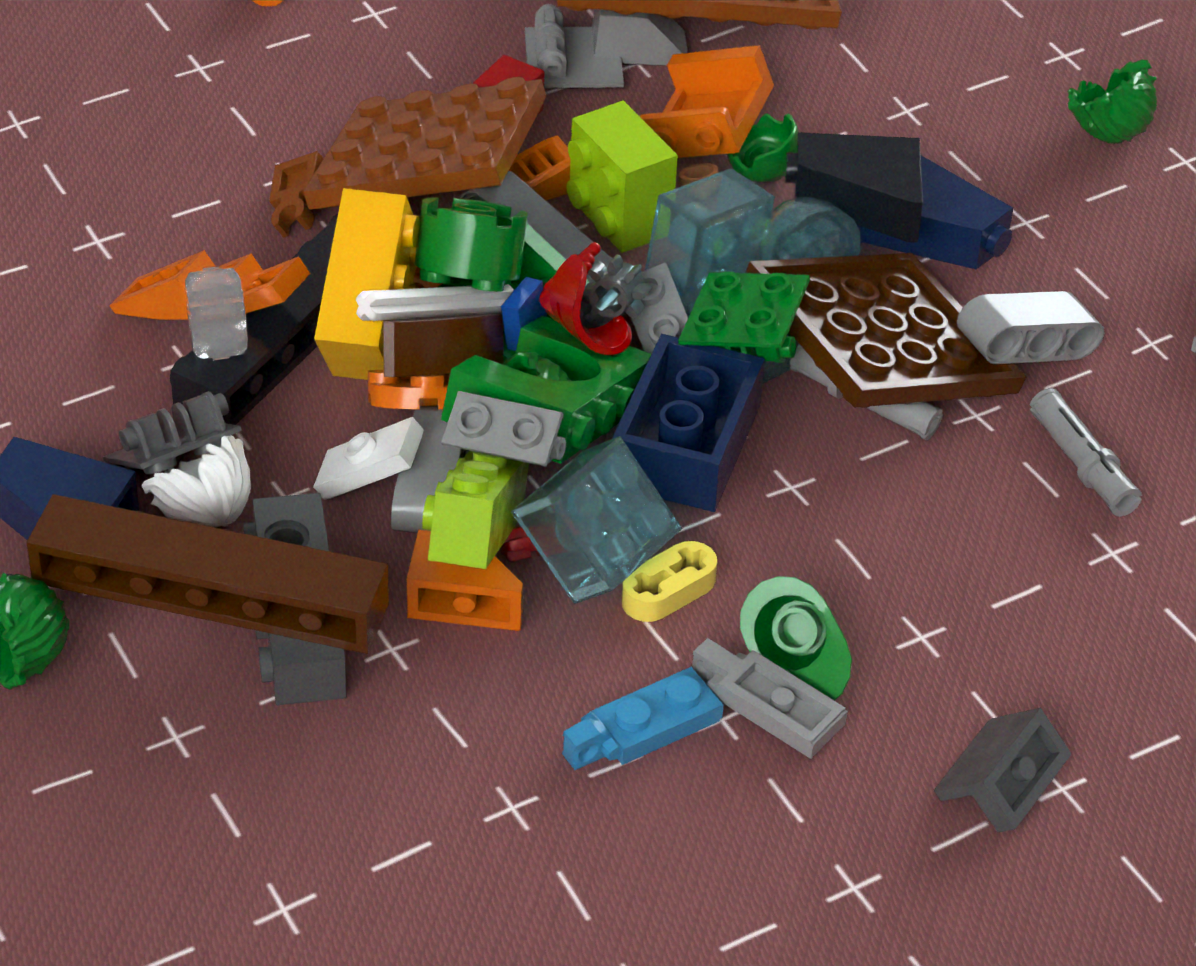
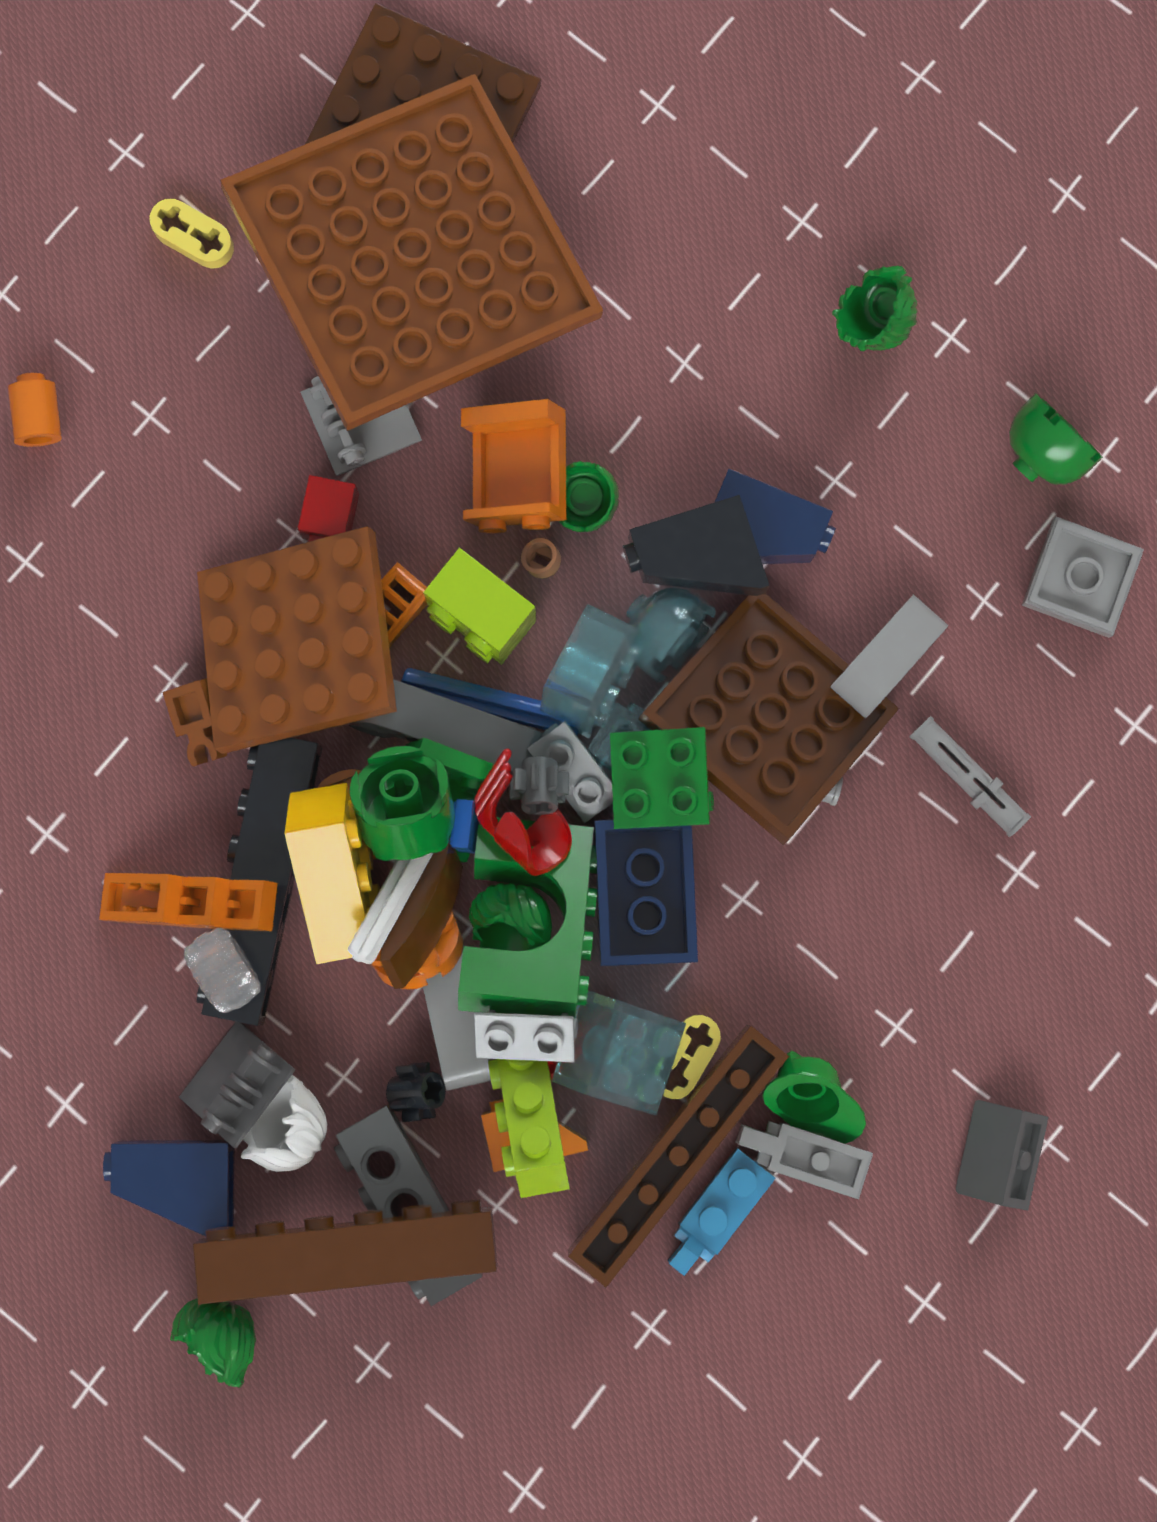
camera: 25 degrees left, 40 degrees up
(357, 507) = (415, 1092): none -> black gear
(368, 458) = (404, 1039): white plate -> none
(608, 635) = (676, 1155): none -> reddish brown brick

